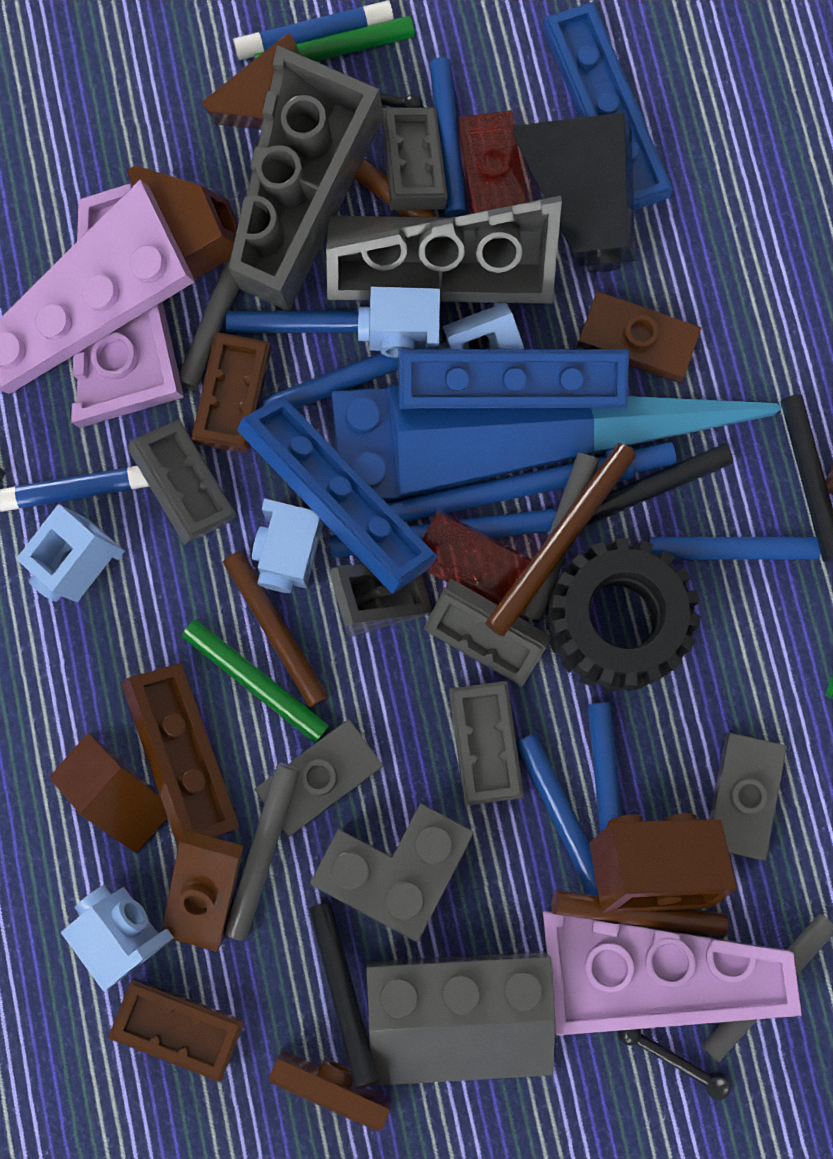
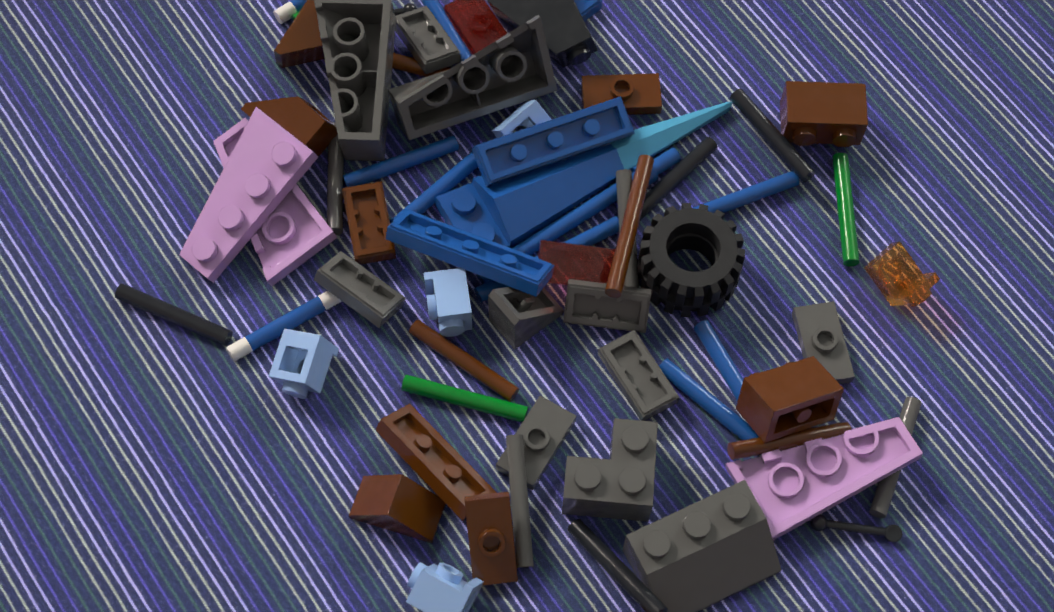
camera: 20 degrees left, 15 degrees down
(400, 319) = (462, 131): light blue brick -> none

